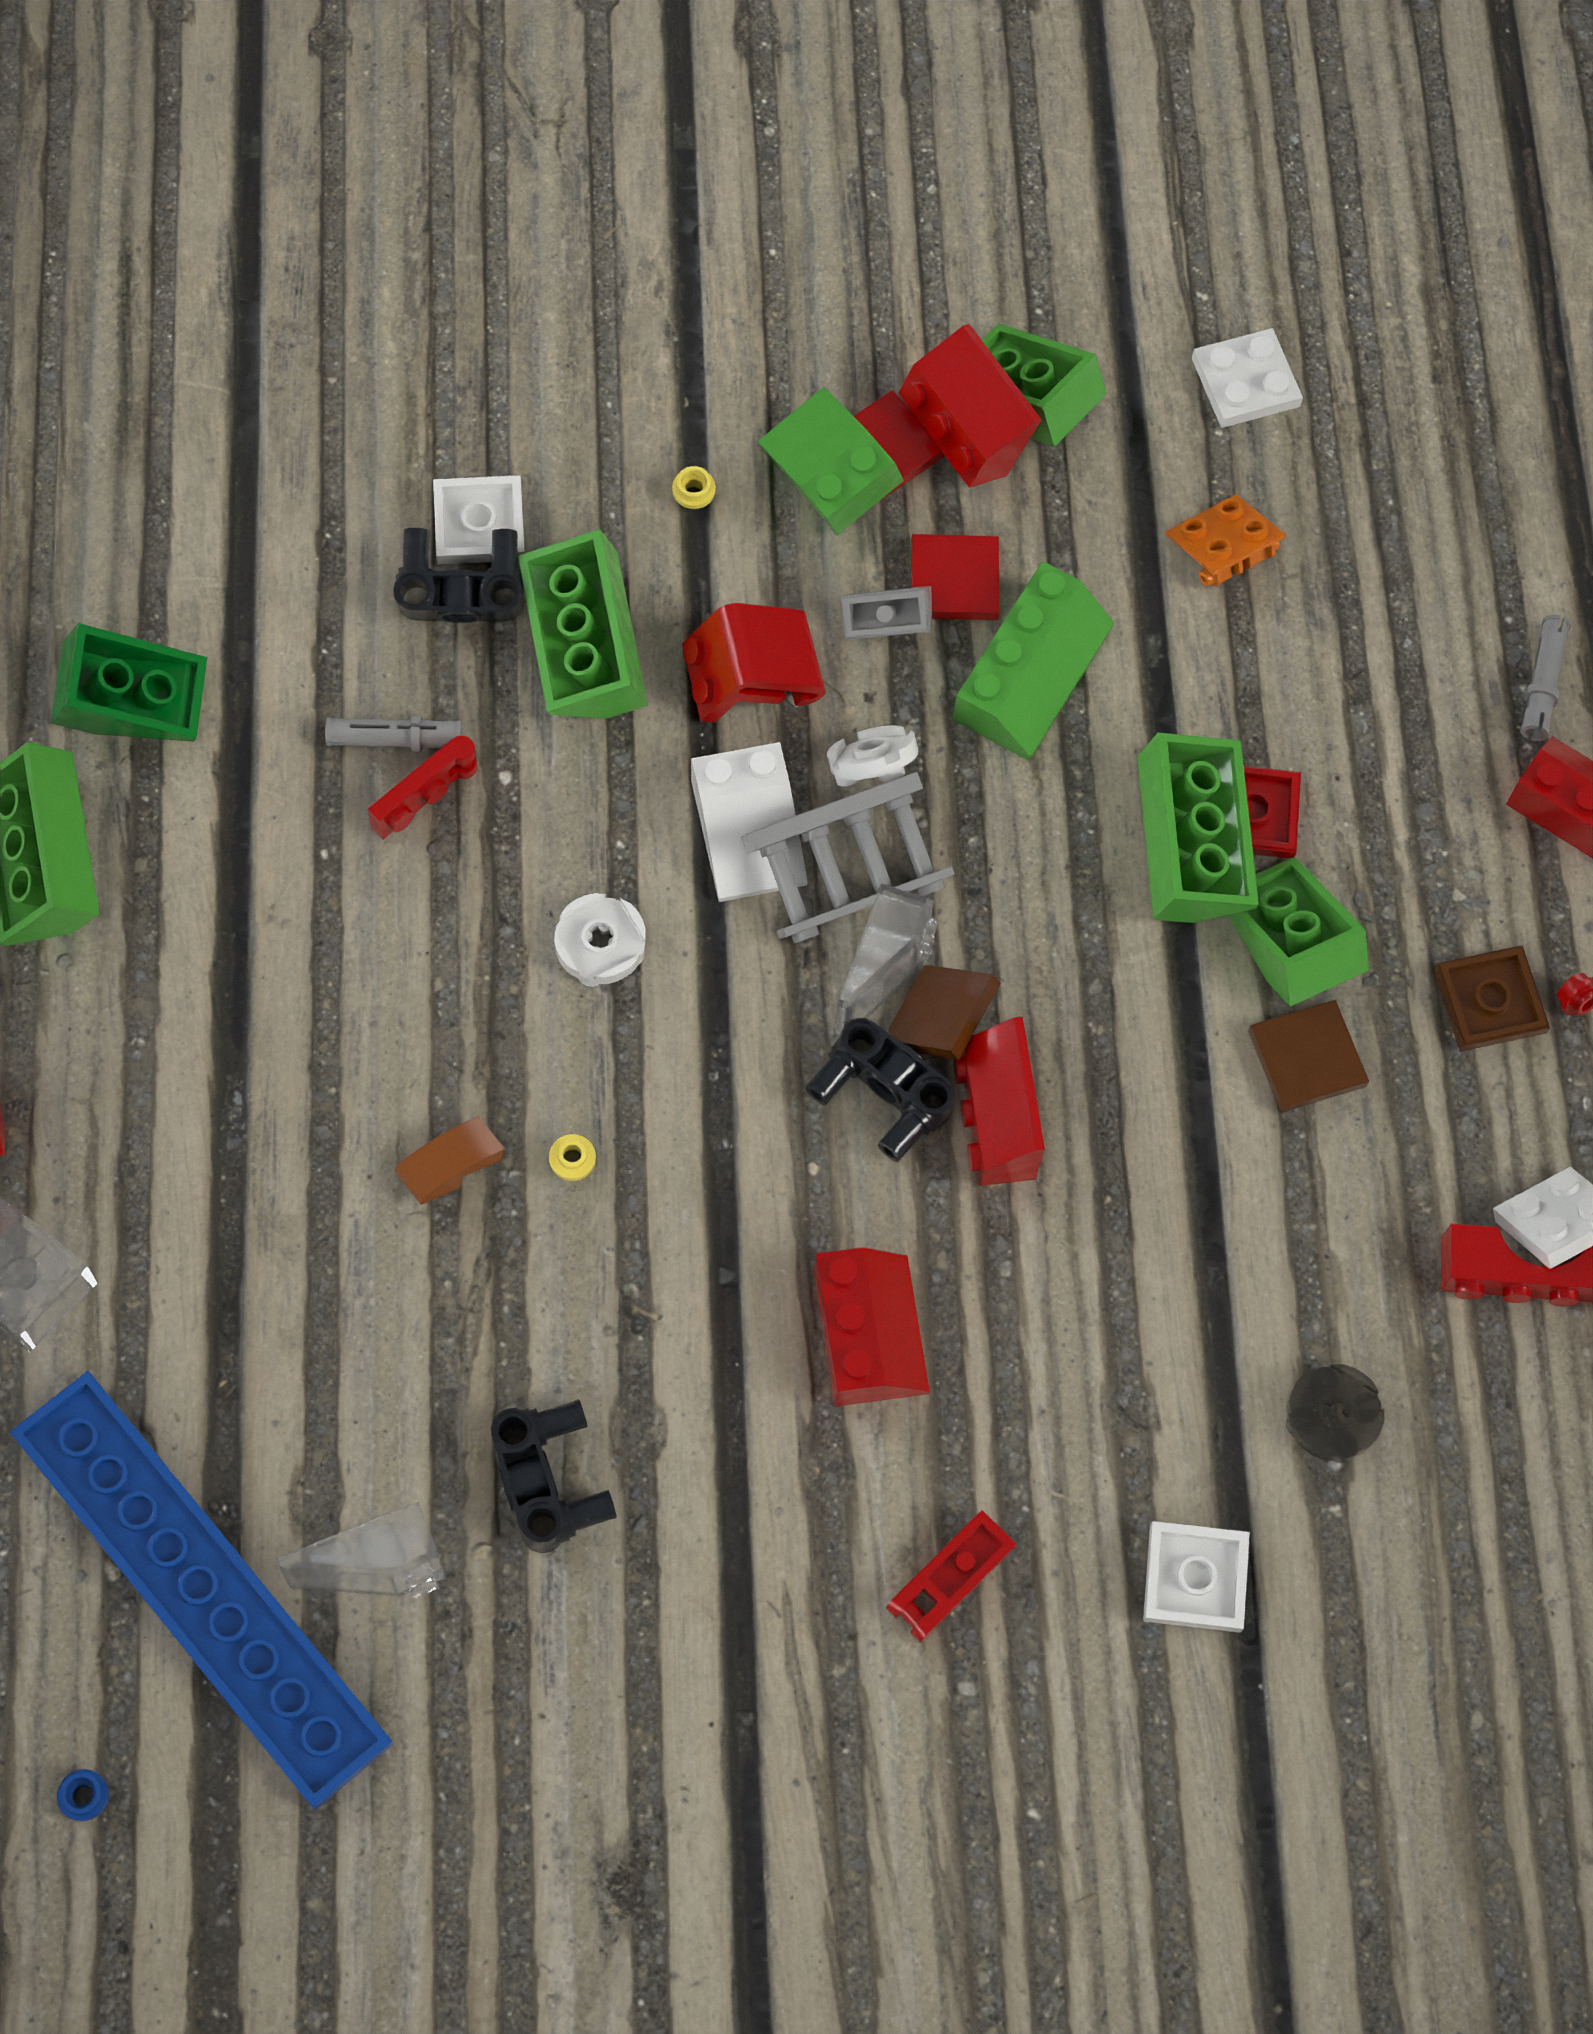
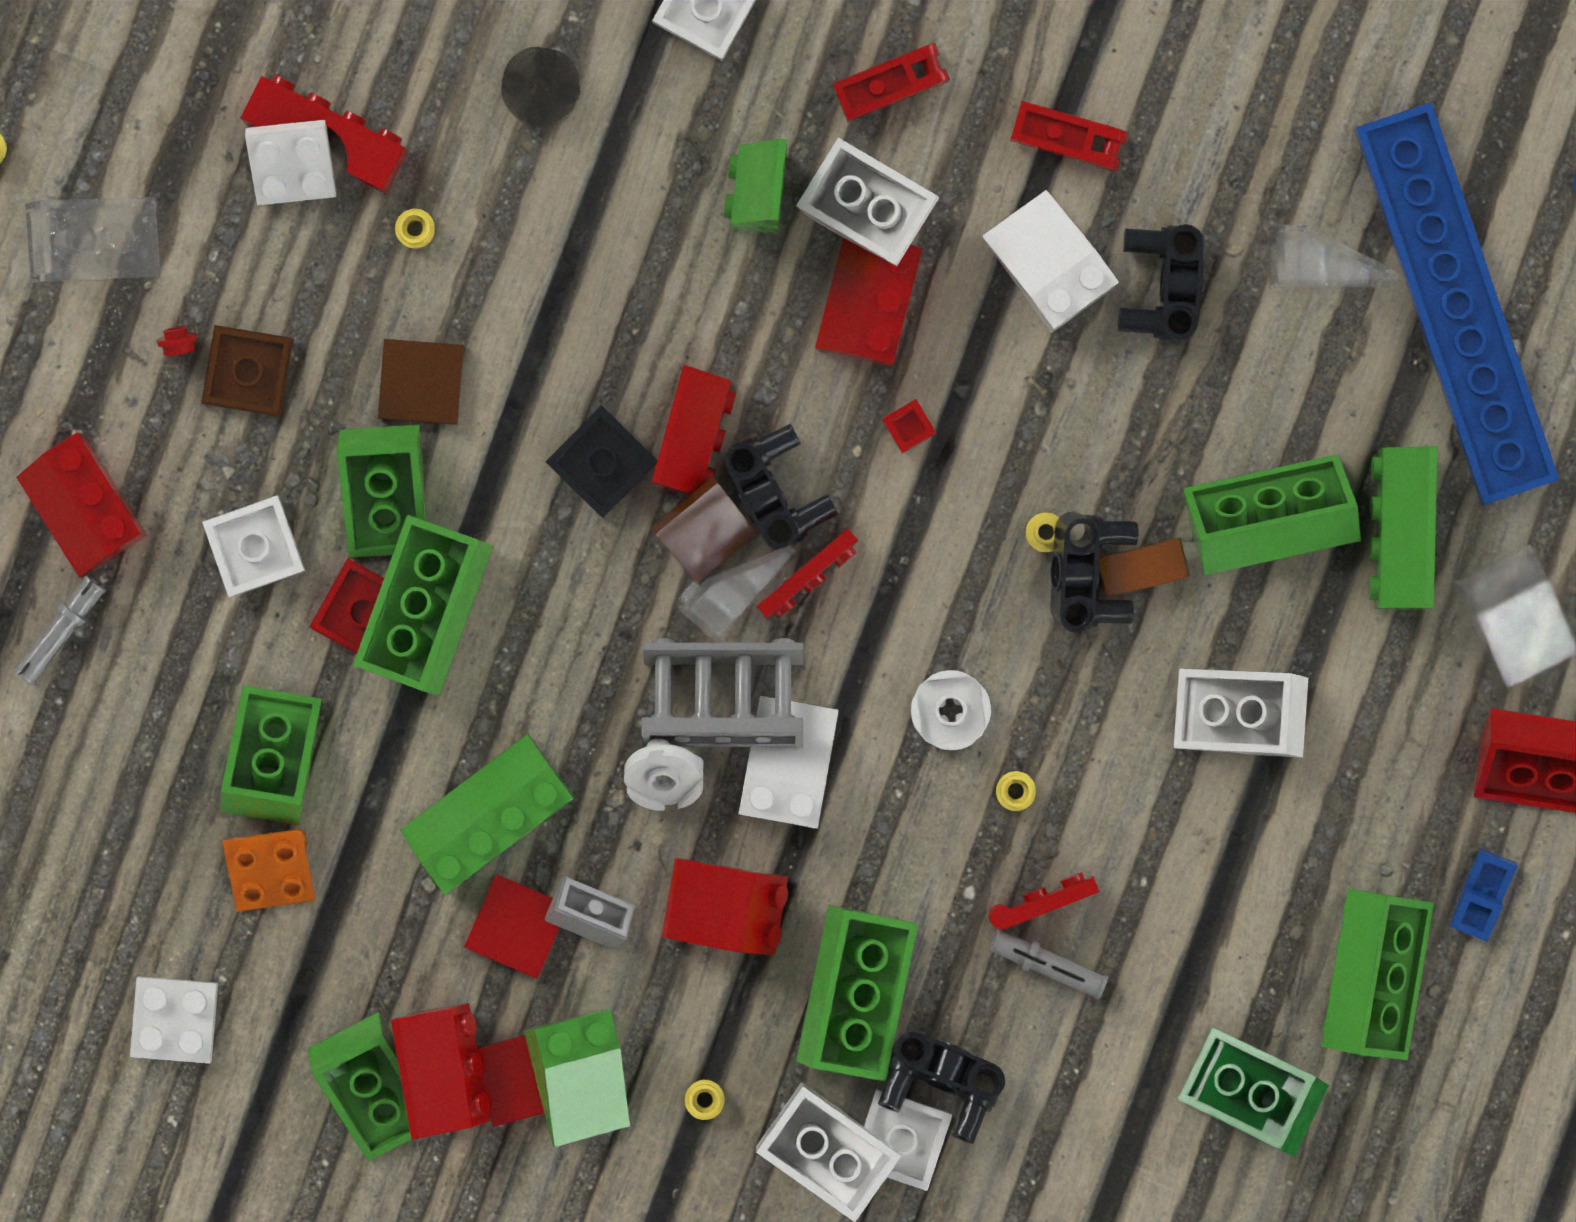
camera: 150 degrees left, 20 degrees up
(171, 1307) = (1404, 528): none -> bright green slope
(281, 1050) = (1241, 712): none -> white slope
(328, 1270) = (1272, 514): none -> bright green slope
(497, 875) = (1027, 797): none -> light yellow plate
(521, 1120) = (1076, 571): none -> black piece
(551, 473) = (827, 1152): none -> white slope
(686, 1447) = (1050, 261): none -> white slope
(724, 1597) = (1067, 135): none -> red plate
(768, 1208) = (909, 426): none -> red plate
(809, 1013) = (809, 575): none -> red plate
(921, 1416) = (867, 202): none -> white slope
(1045, 1388) = (758, 186): none -> bright green slope
(1081, 1045) = (601, 461): none -> black plate
(1278, 638) = (270, 755): none -> bright green slope
(1396, 827) = (253, 546): none -> white plate
(1400, 1198) = (403, 223): none -> light yellow plate

